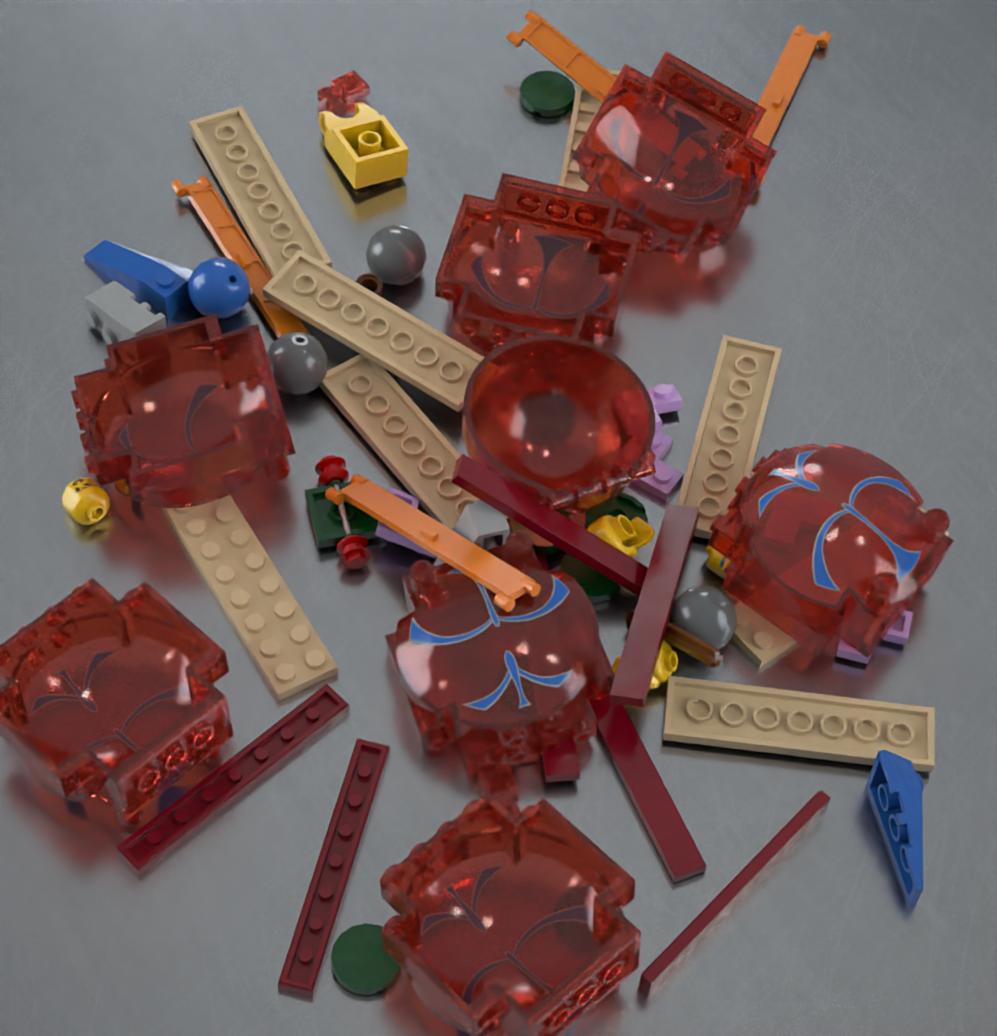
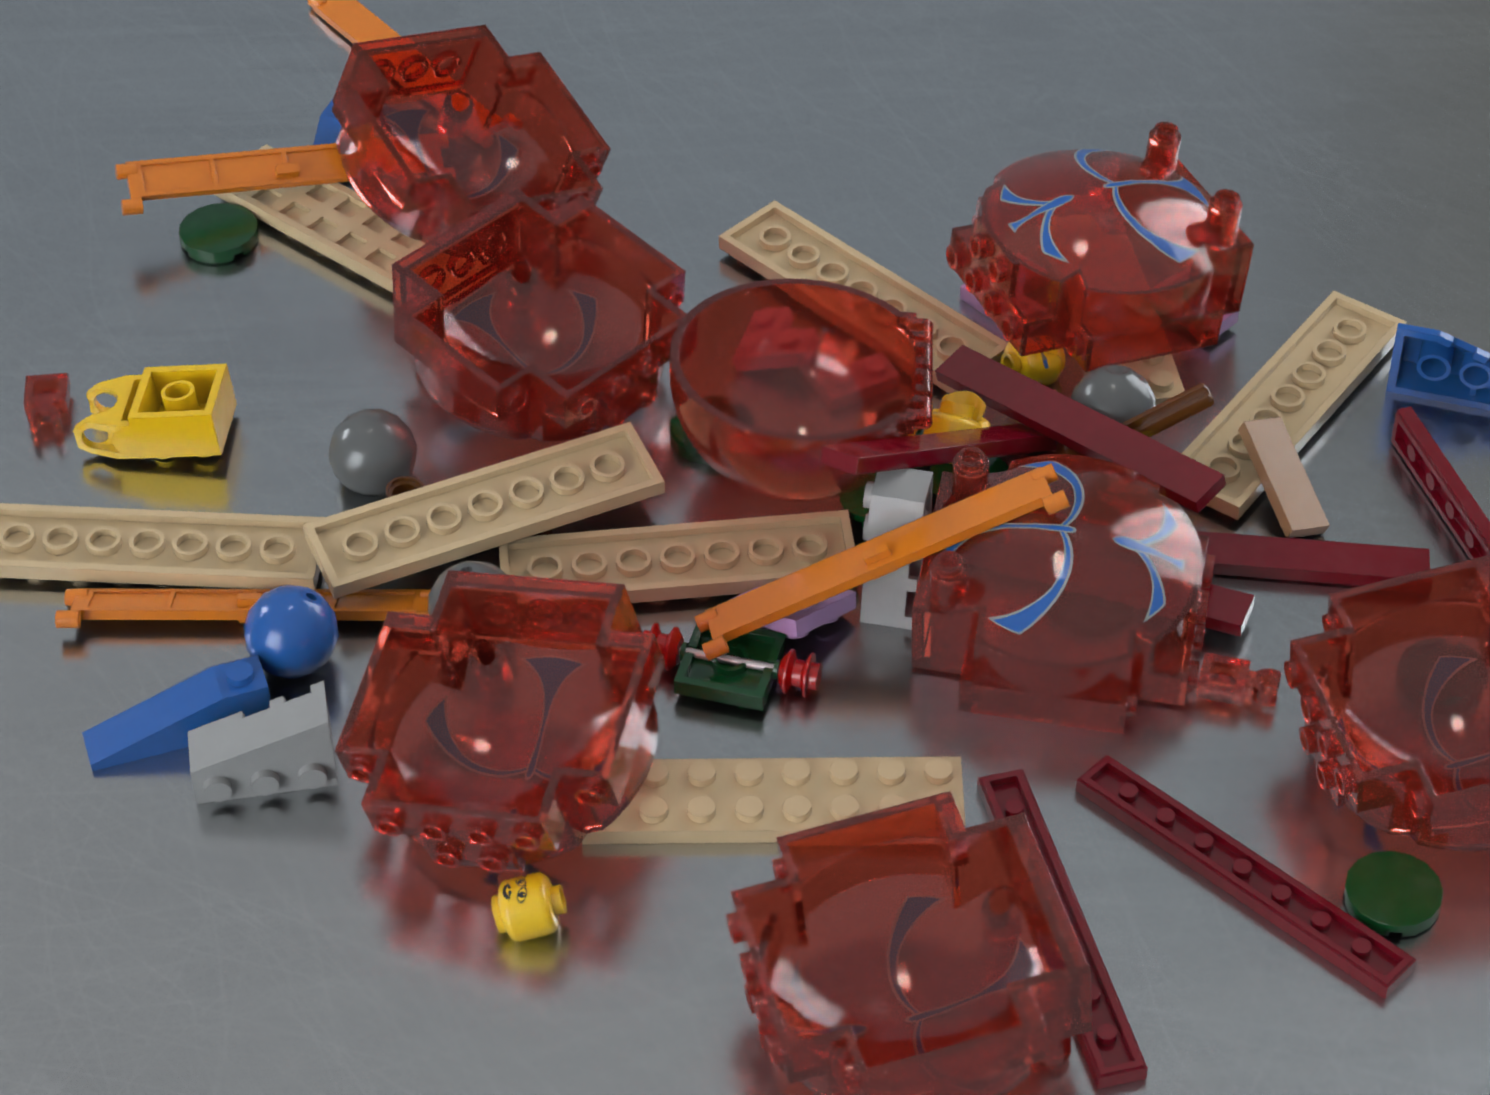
camera: 55 degrees left, 10 degrees down
(709, 747) = (1283, 477): none -> medium nougat tile

